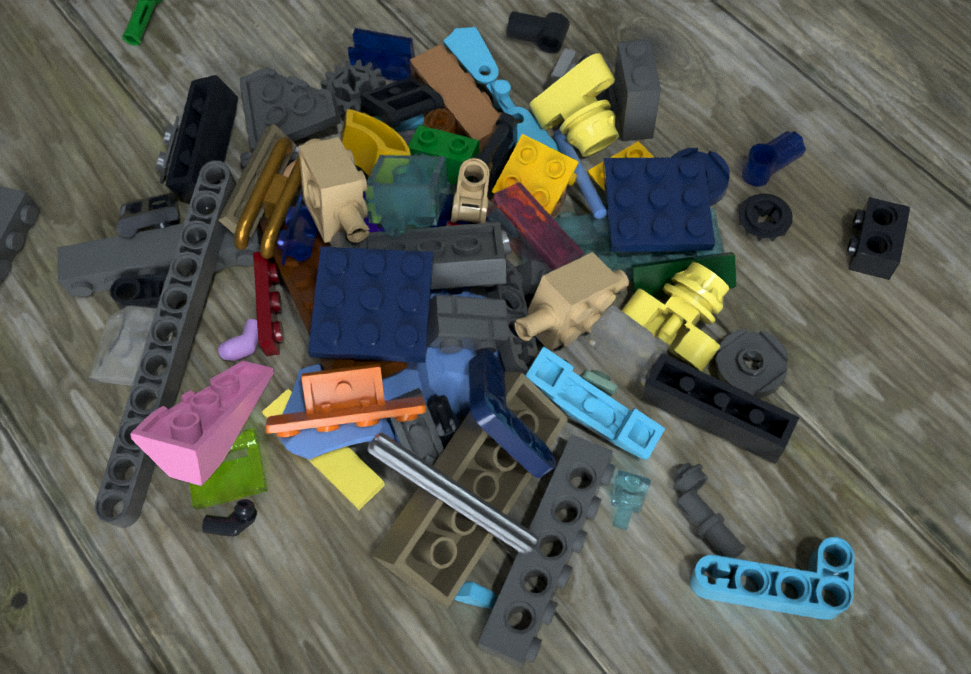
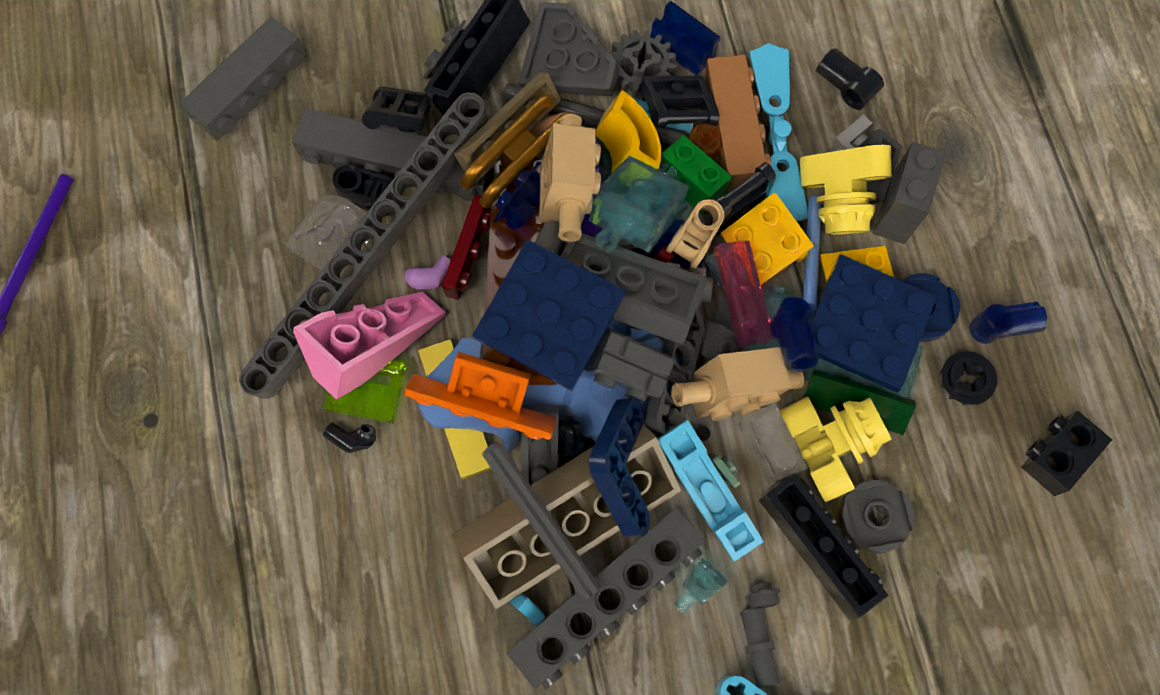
camera: 20 degrees right, 10 degrees up
(596, 235) = (794, 334): none -> clear blue piece

